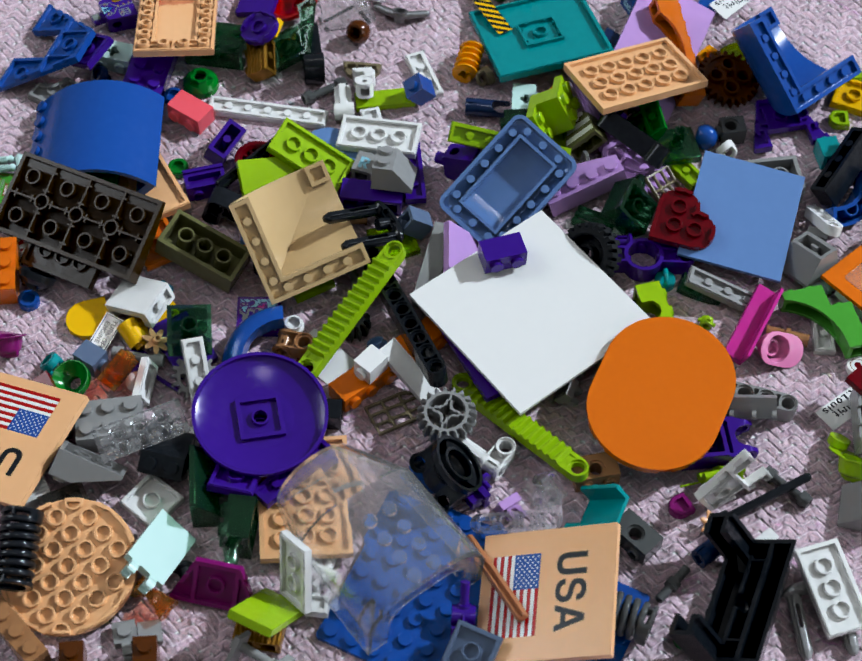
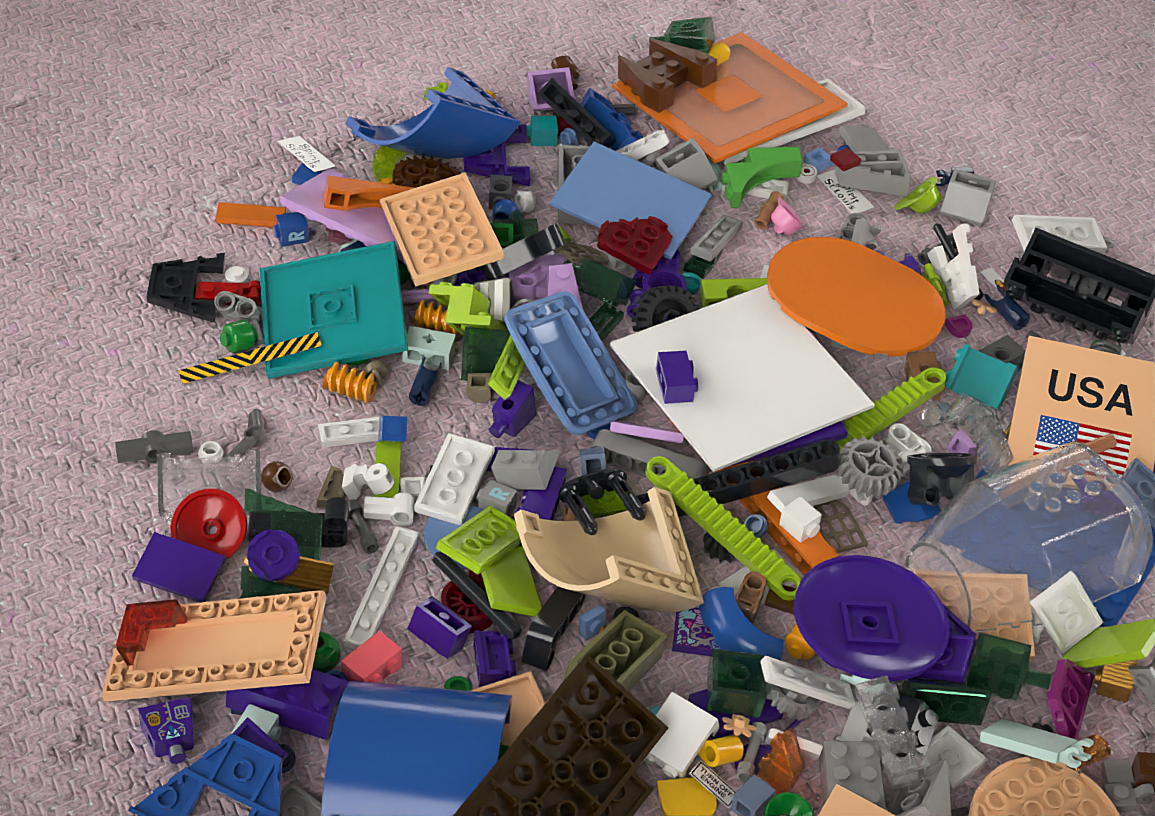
camera: 85 degrees left, 10 degrees down
(706, 322) = (745, 263): lime piece -> none
(752, 323) = (757, 221): dark pink panel -> none
(838, 441) = (893, 202): lime tile -> none

